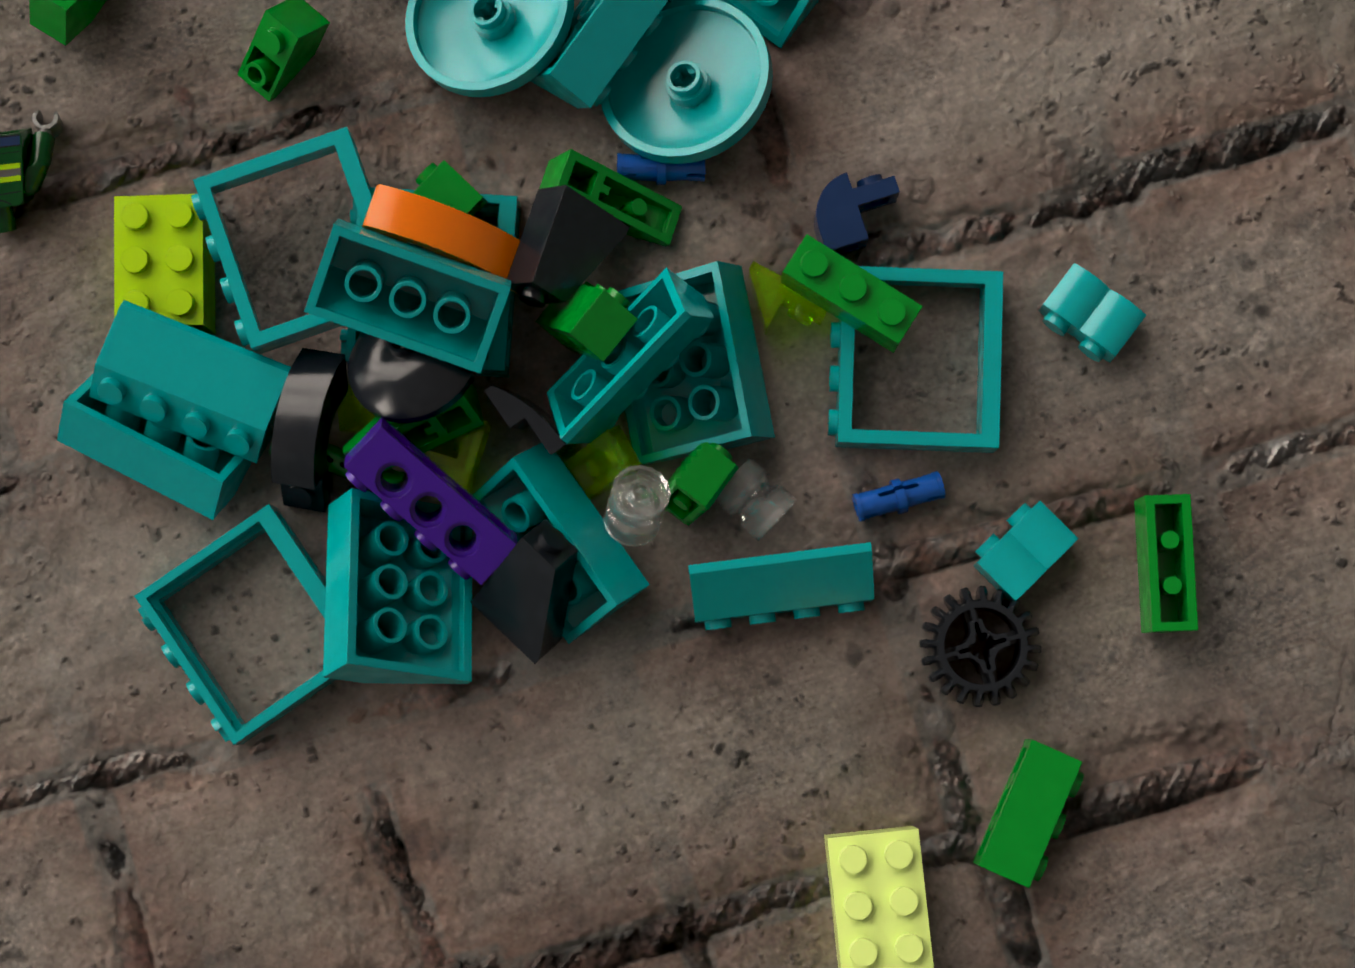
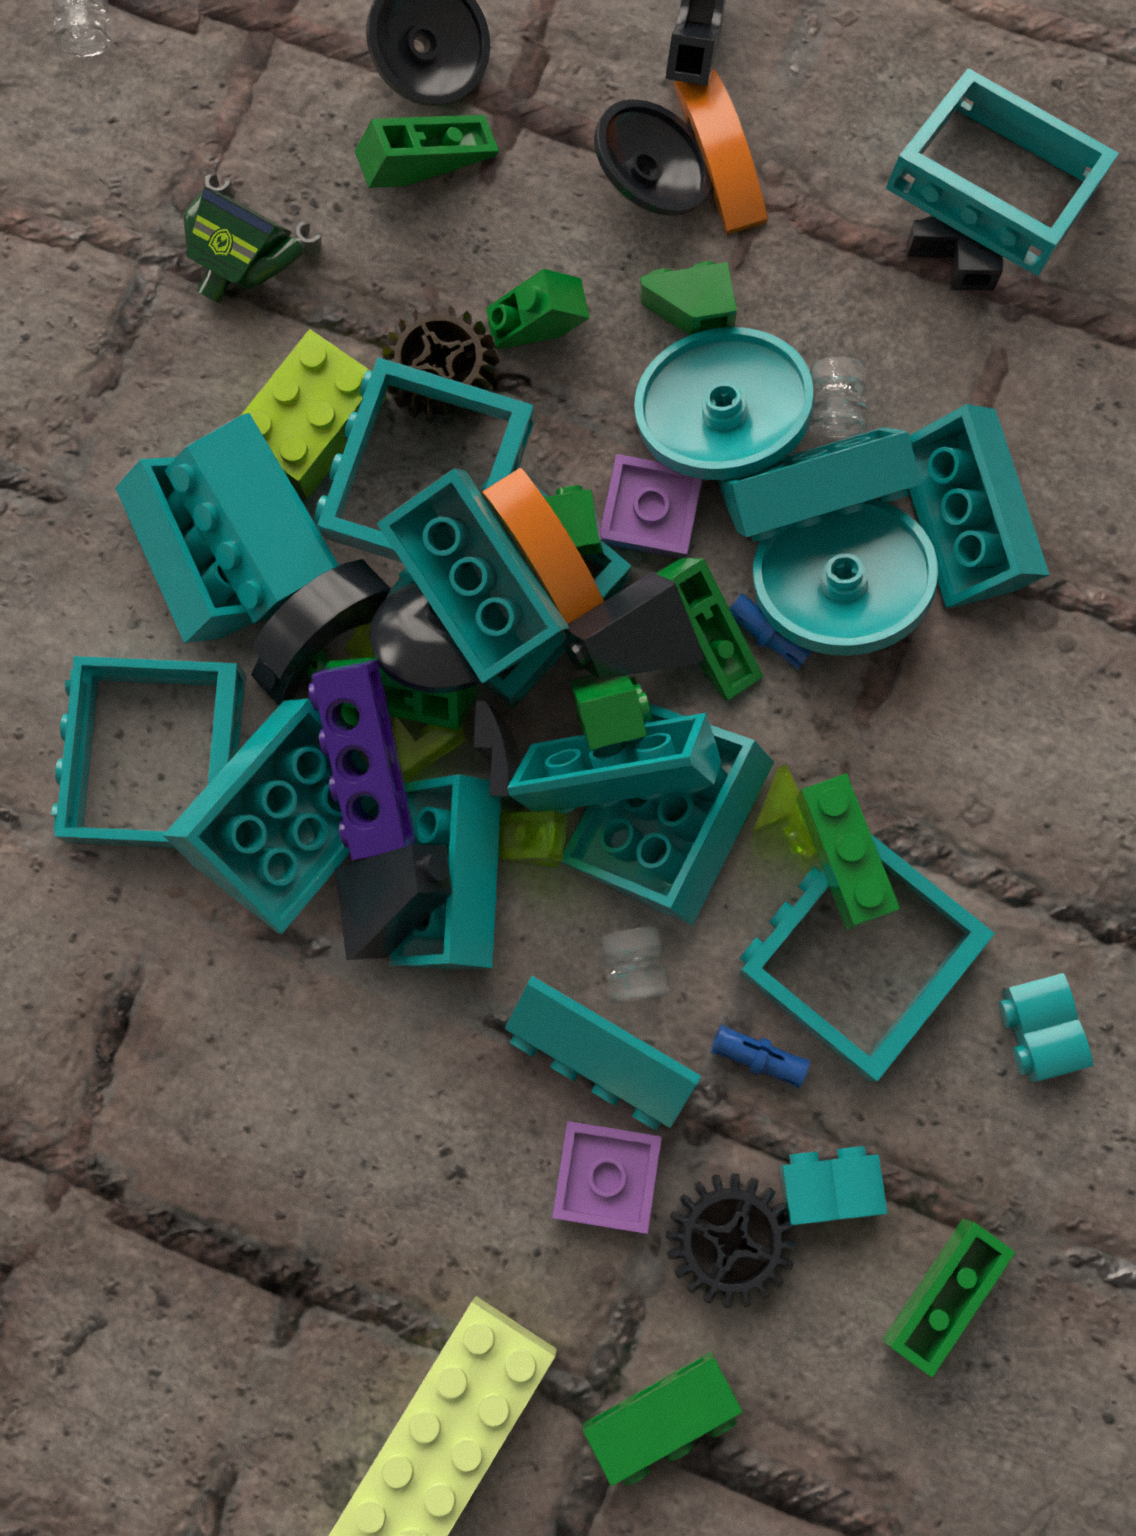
camera: 40 degrees right, 5 degrees down
(246, 129) = (469, 346): none -> dark brown gear
(494, 139) = (650, 507): none -> medium lavender plate
(636, 505) = (530, 892): clear wheel -> none
(699, 481) = (596, 912): green brick -> none
(840, 207) = (894, 776): dark blue brick -> none
(854, 672) = (607, 1177): none -> medium lavender plate

